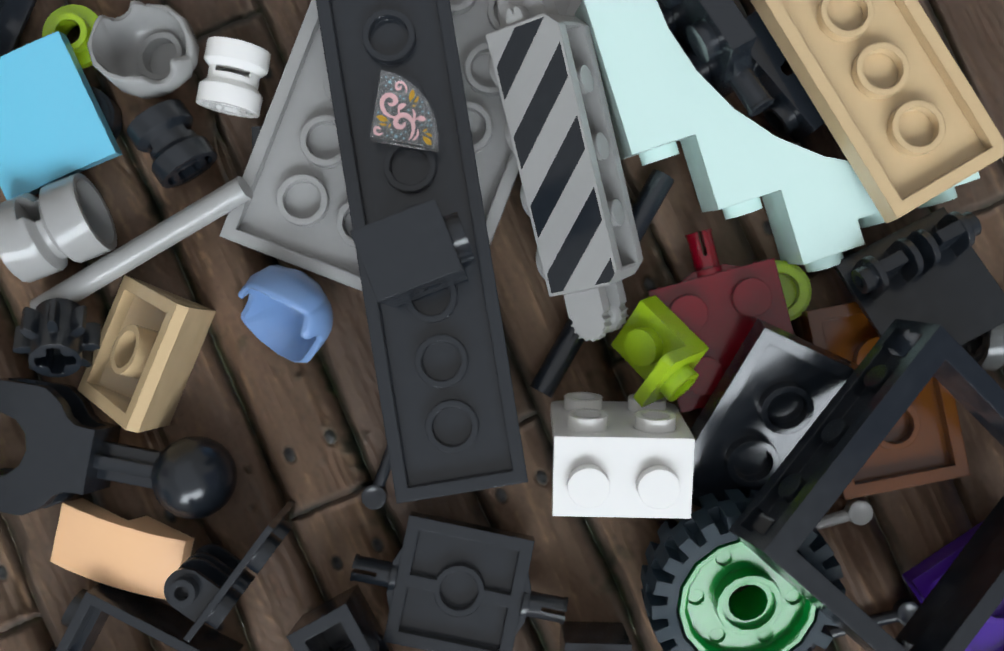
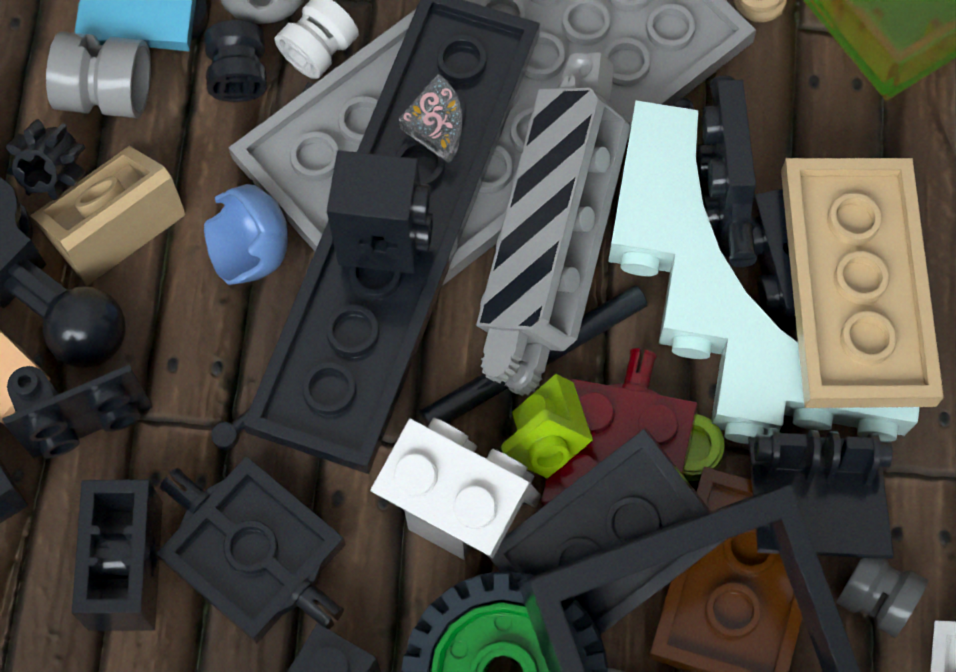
camera: 30 degrees right, 20 degrees down
(150, 243) = (173, 125): light grey bar -> none

